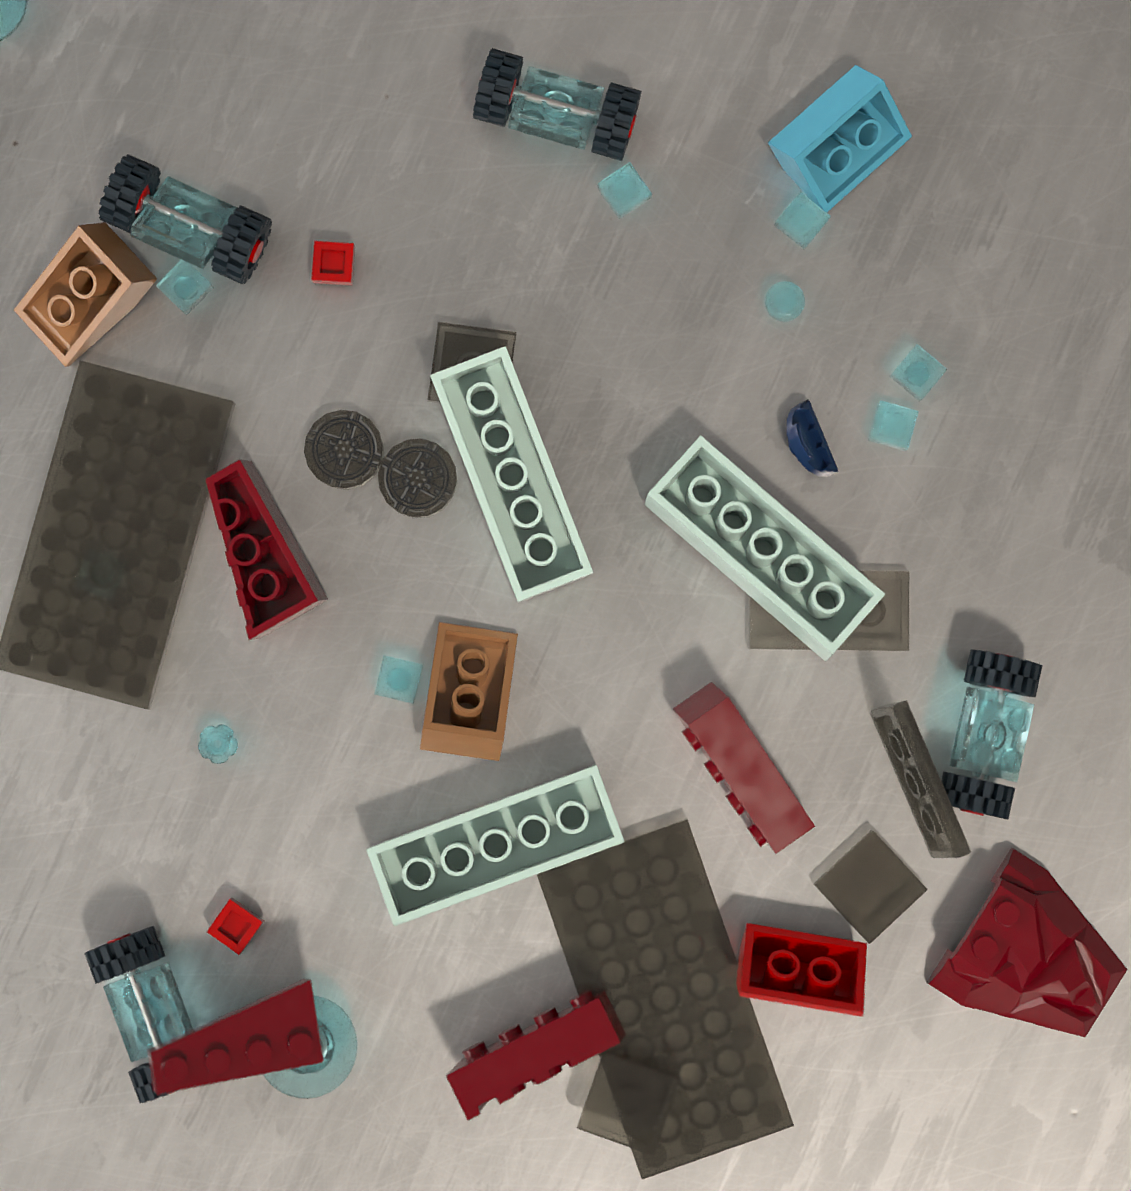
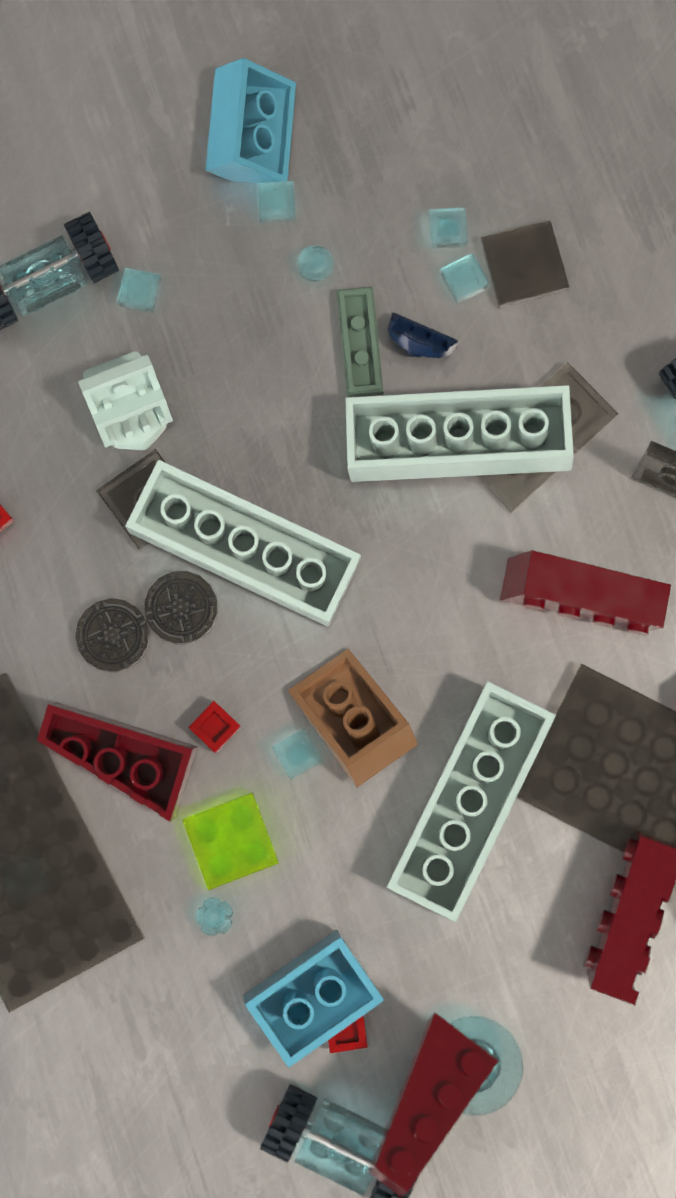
camera: 35 degrees left, 5 degrees down
(231, 877) = (312, 998): none -> medium azure slope
(283, 698) = (230, 841): none -> clear neon green plate
(355, 597) = (214, 727): none -> red plate
(527, 272) = (126, 402): none -> light aqua piece
(759, 398) = (360, 342): none -> sand green tile
(952, 459) = (524, 264): none -> clear smoke tile

